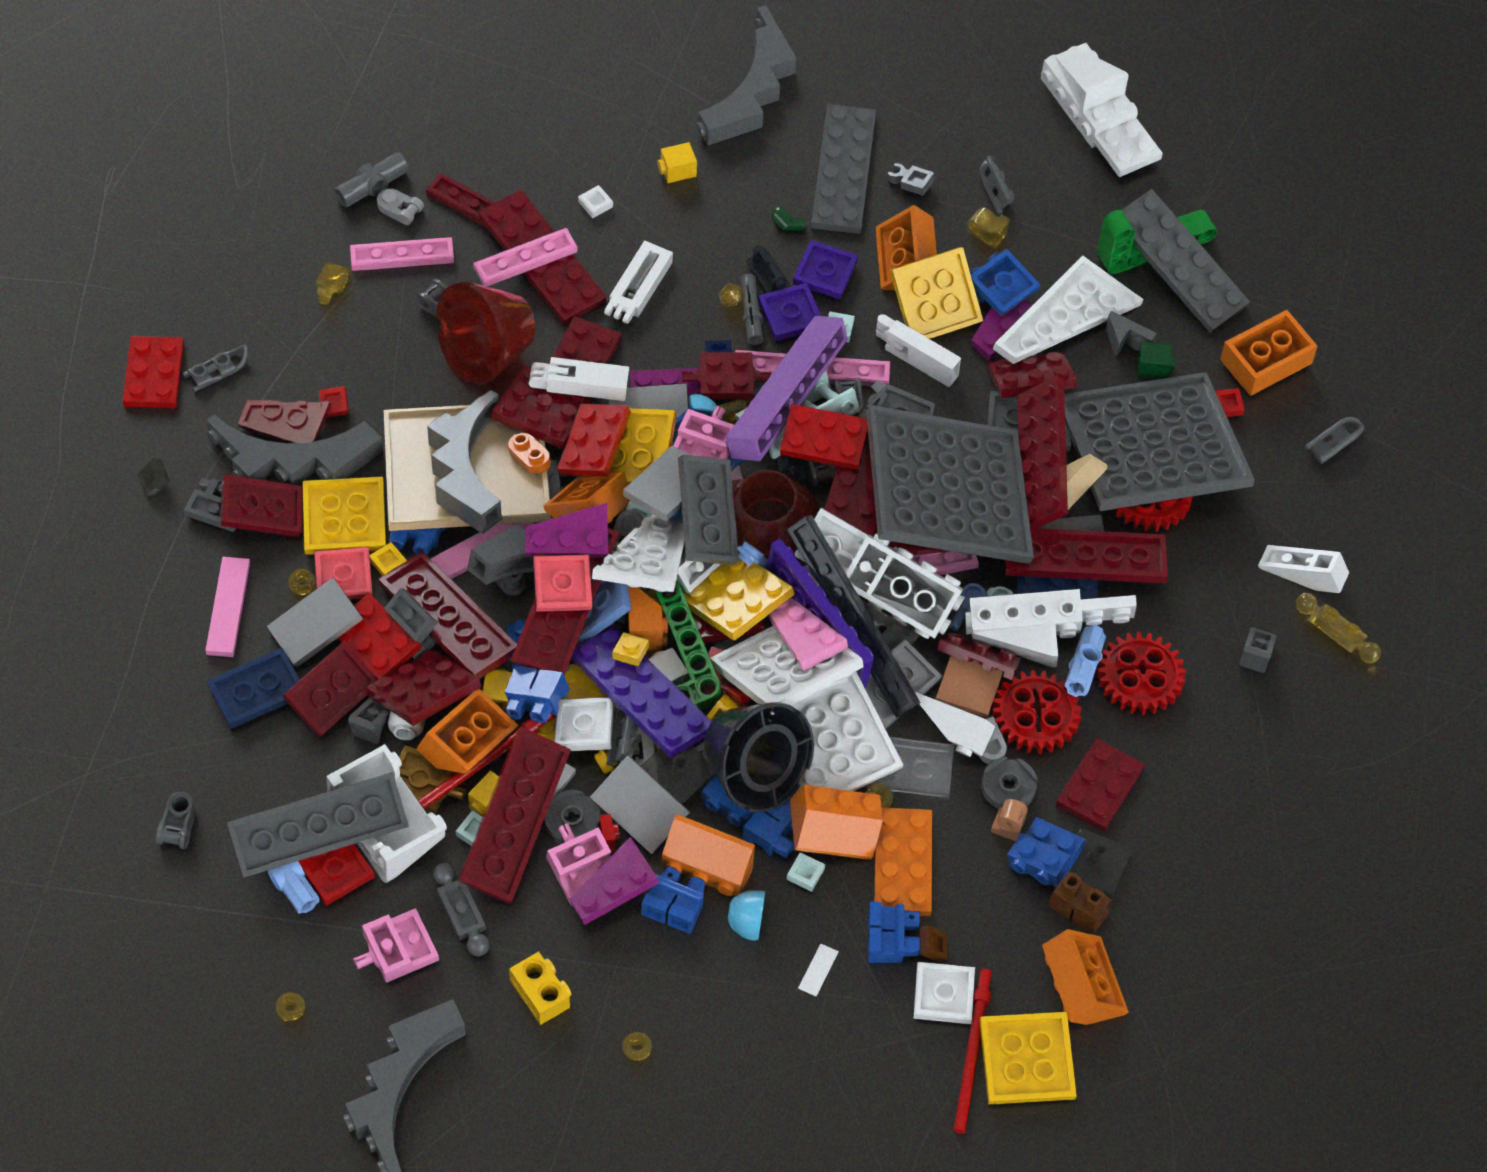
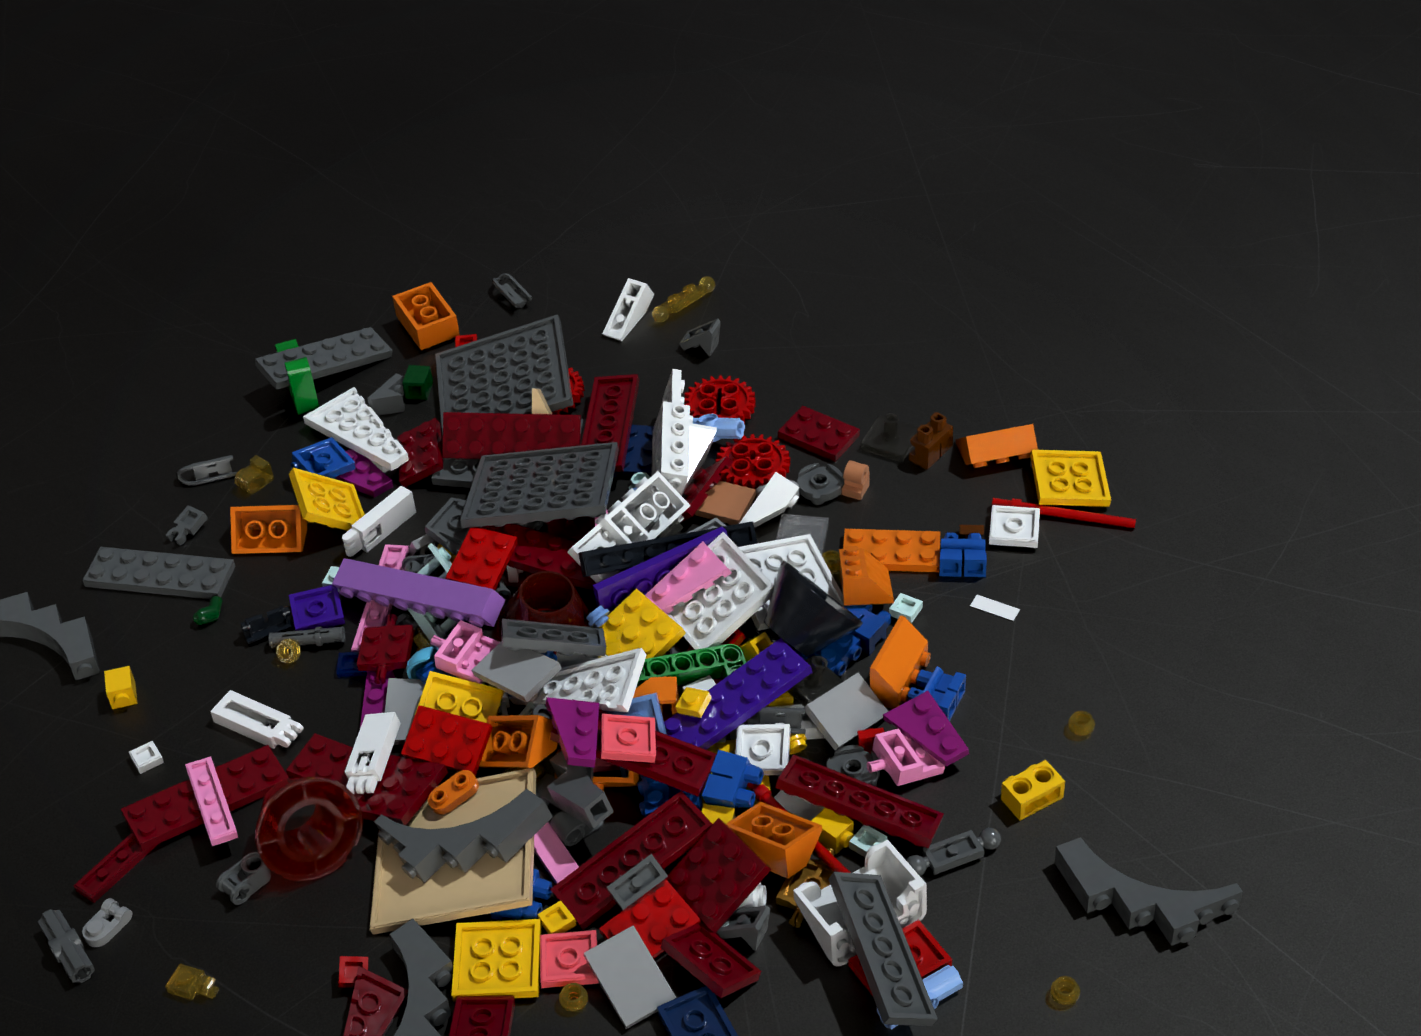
camera: 80 degrees left, 15 degrees down
(397, 945) = (996, 901): bright pink plate -> none
(402, 254) = (169, 921): bright pink tile -> none
(746, 913) = (947, 643): medium azure helmet -> none
(825, 269) = (274, 584): dark purple plate -> none
(1045, 852) = (887, 460): blue plate -> none
(1097, 105) = (133, 396): white wedge -> none

